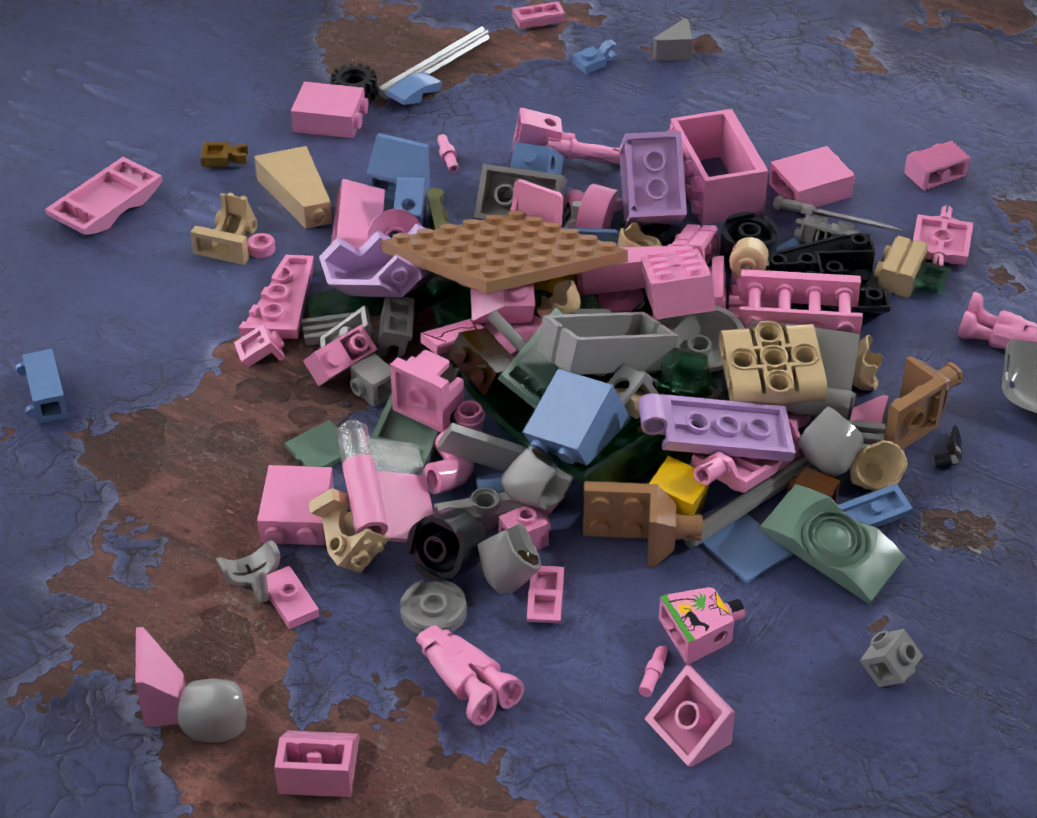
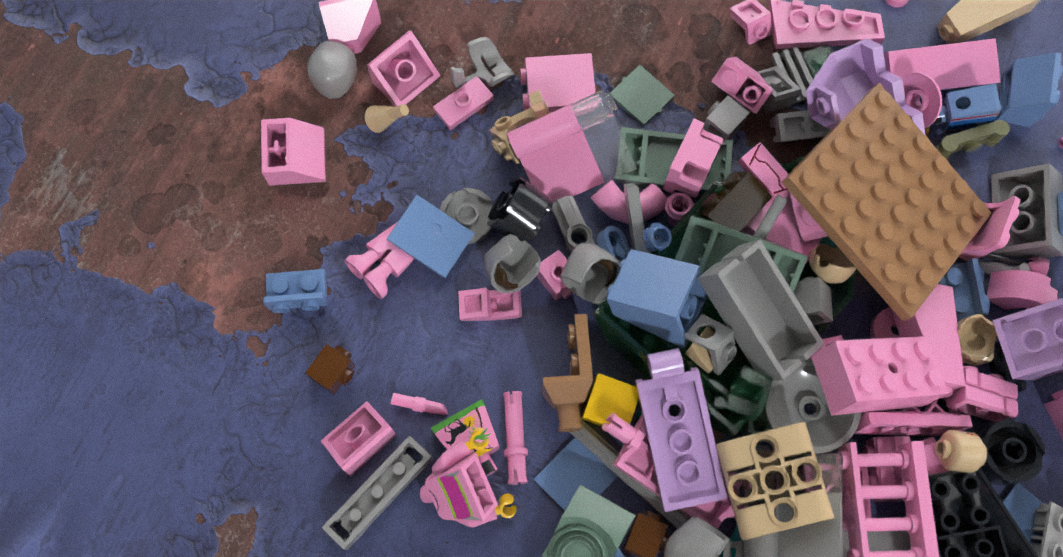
camera: 80 degrees right, 30 degrees up
(233, 644) = (402, 70): none -> bright pink slope
(292, 664) = (381, 117): none -> tan cone
(459, 628) = (430, 236): none -> medium blue piece
(497, 775) = (296, 290): none -> medium blue bracket
(506, 426) = (663, 237): none -> medium blue plate
(604, 740) = (332, 368): none -> reddish brown brick
(724, 586) = (515, 438): none -> bright pink pin
(753, 620) = (461, 487): none -> bright pink torso
(759, 710) = (377, 493): none -> light grey piece

